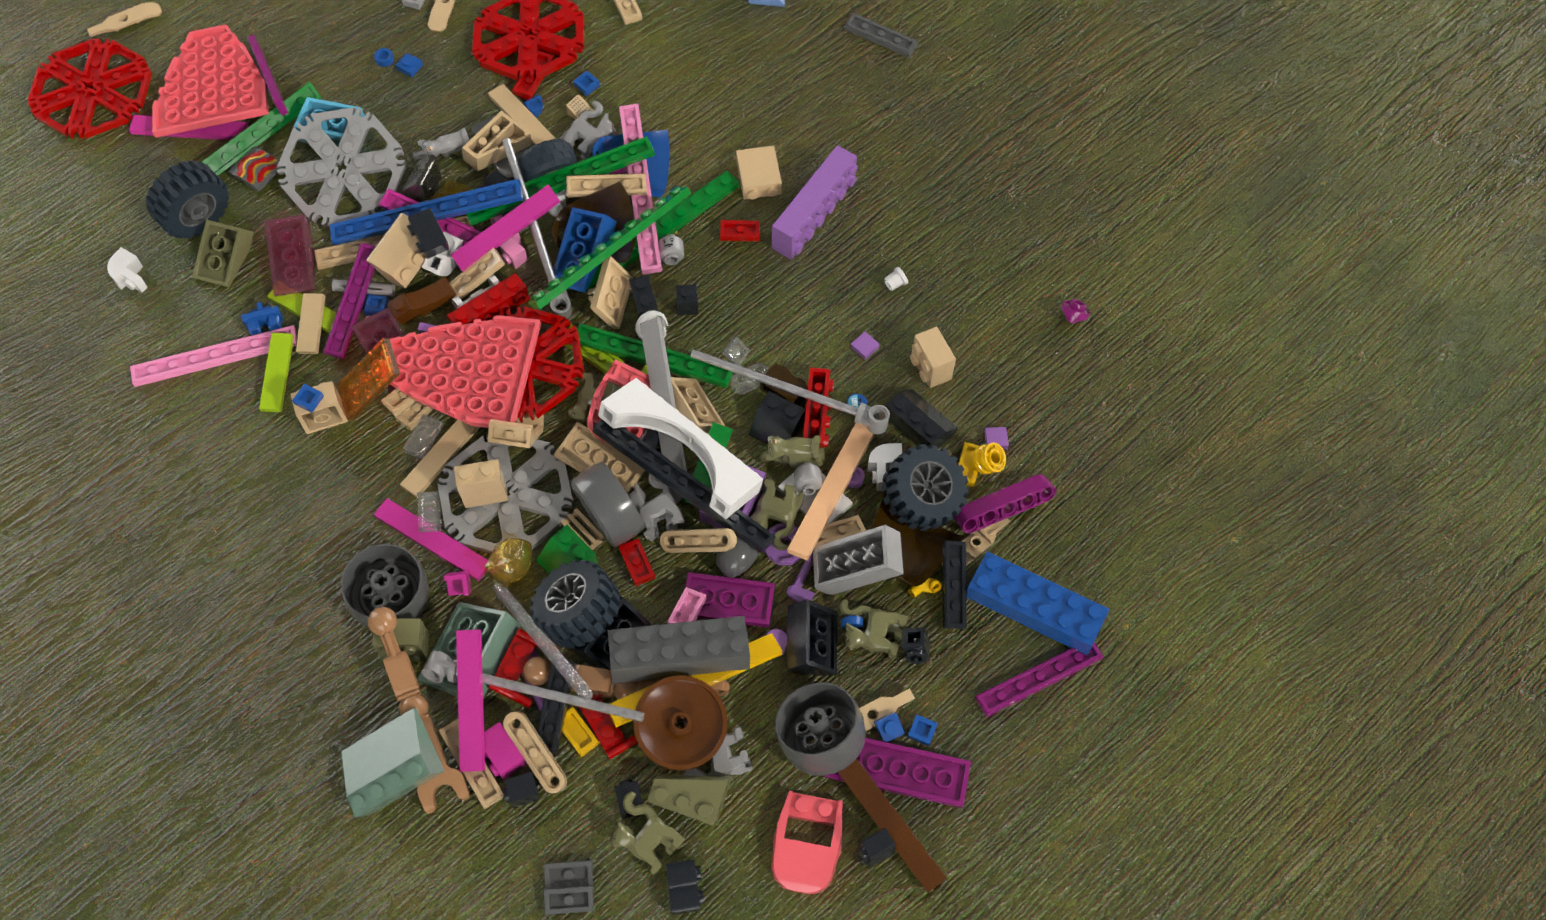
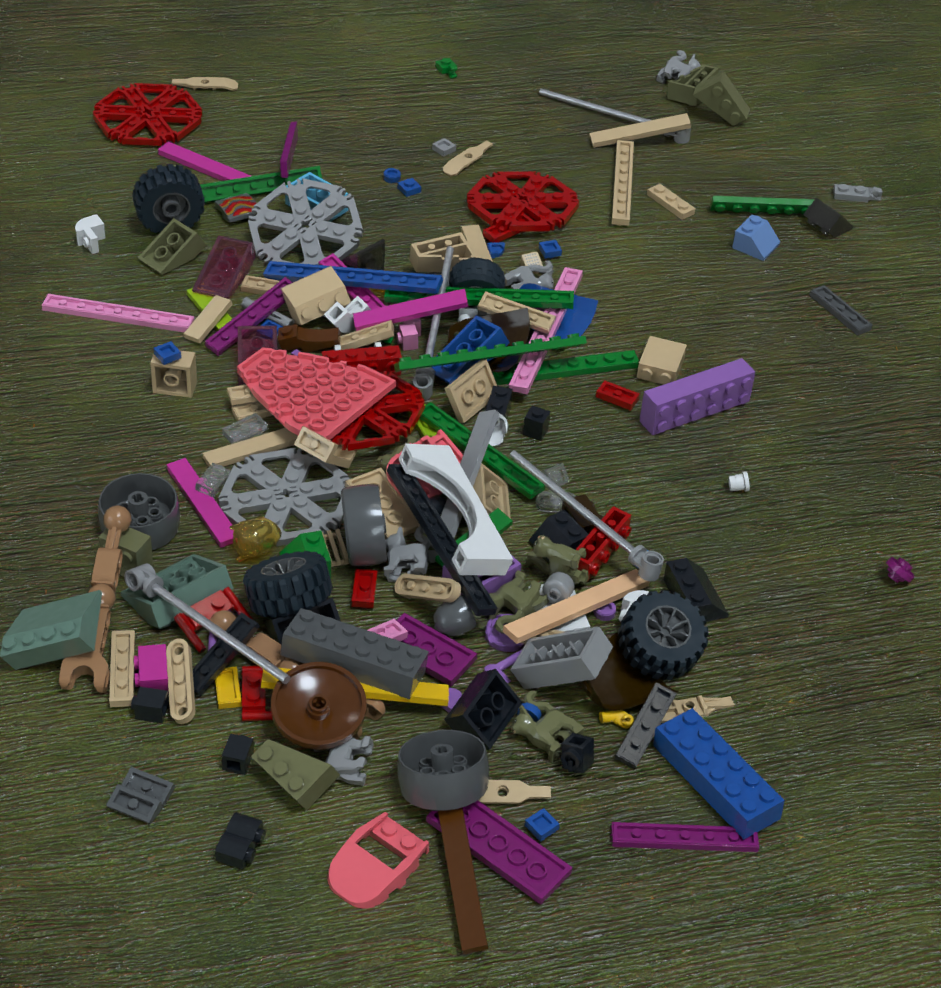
camera: 25 degrees right, 20 degrees down
(209, 84) = (246, 141): coral wing -> none
(262, 317) = (172, 301): blue hips -> none
(276, 372) = (164, 333): lime tile -> none
(368, 379) = (226, 366): clear orange plate -> none
(428, 233) = (342, 286): black brick -> none
(443, 145) = (399, 242): light grey animal -> none
(458, 583) = (202, 536): dark pink panel -> none
(470, 700) = (150, 611): dark pink tile -> none
(481, 483) = (267, 468): tan brick -> none
(543, 642) = (241, 598): clear piece -> none
(651, 834) = (233, 786): olive animal -> none
(671, 249) = (546, 383): light grey head -> none
(865, 345) = (679, 520): medium lavender tile -> none
(875, 848) = (433, 888): black brick -> none
(889, 727) = (511, 808): blue plate -> none
(932, 357) = (734, 547): tan brick -> none
(966, 461) = (722, 645): yellow tile -> none
(989, 458) = (742, 644): yellow wheel -> none
(997, 435) = (761, 637): medium lavender tile -> none
(1005, 503) = (744, 691): magenta beam -> none

